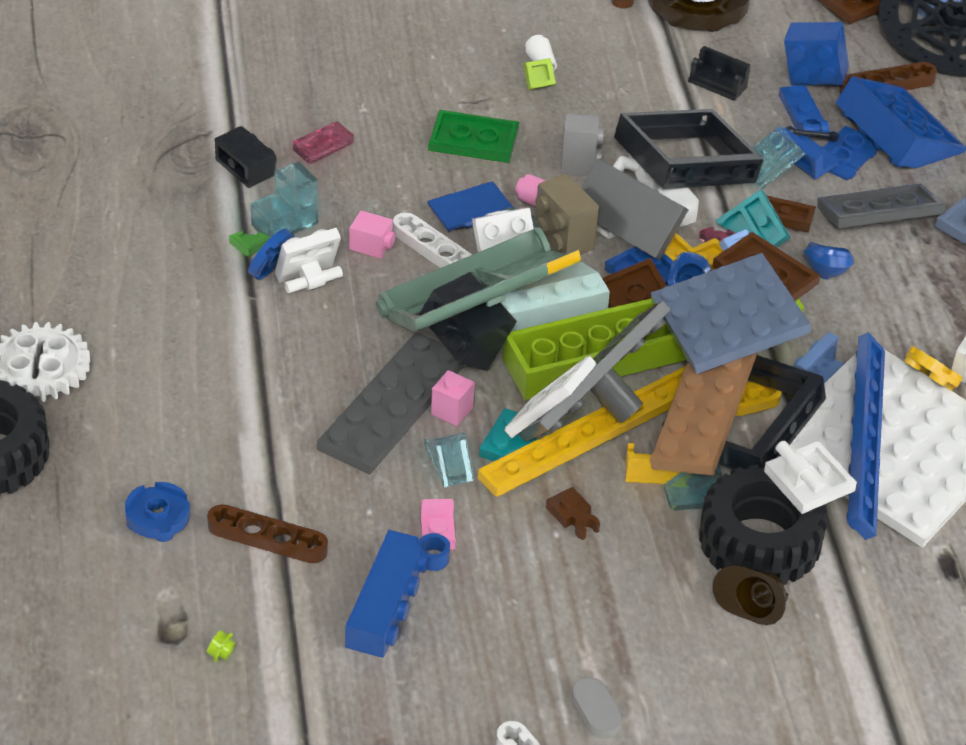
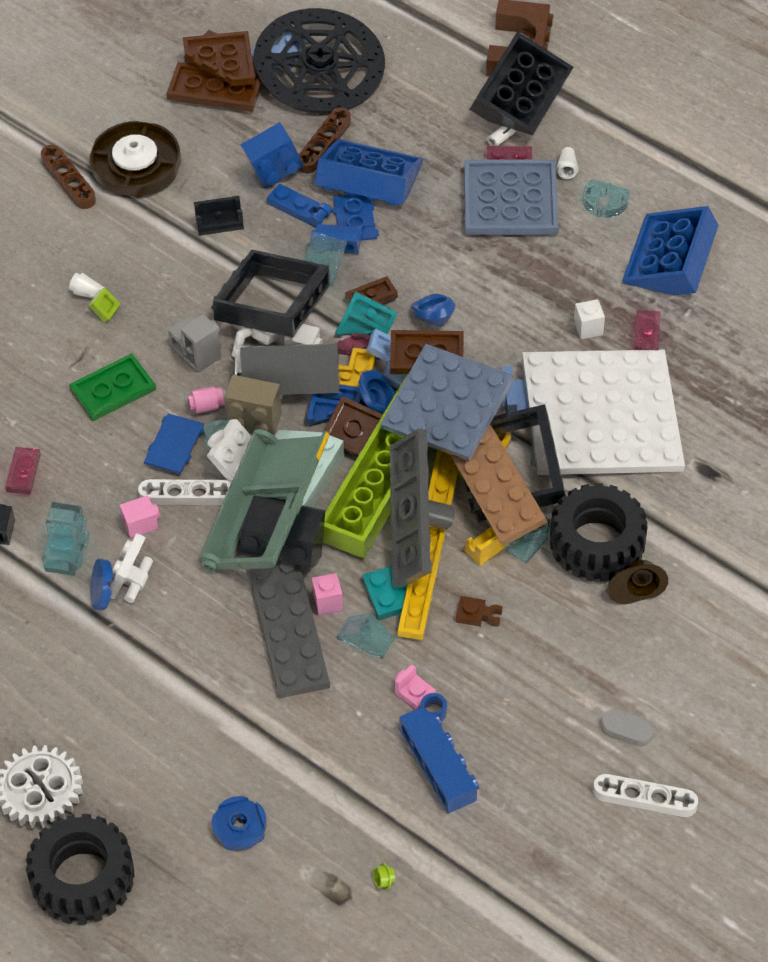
camera: 40 degrees left, 10 degrees up
(248, 243) = (62, 586): bright green tile -> none
(265, 537) = (323, 784): reddish brown beam -> none
(550, 396) = (402, 547): white tile -> none
(809, 475) = (607, 480): white plate -> none
(833, 136) = (337, 211): black hinge -> none
(866, 436) = (600, 428): blue plate -> none
(880, 205) = (422, 245): dark grey tile -> none
(927, 364) = (583, 342): yellow plate -> none

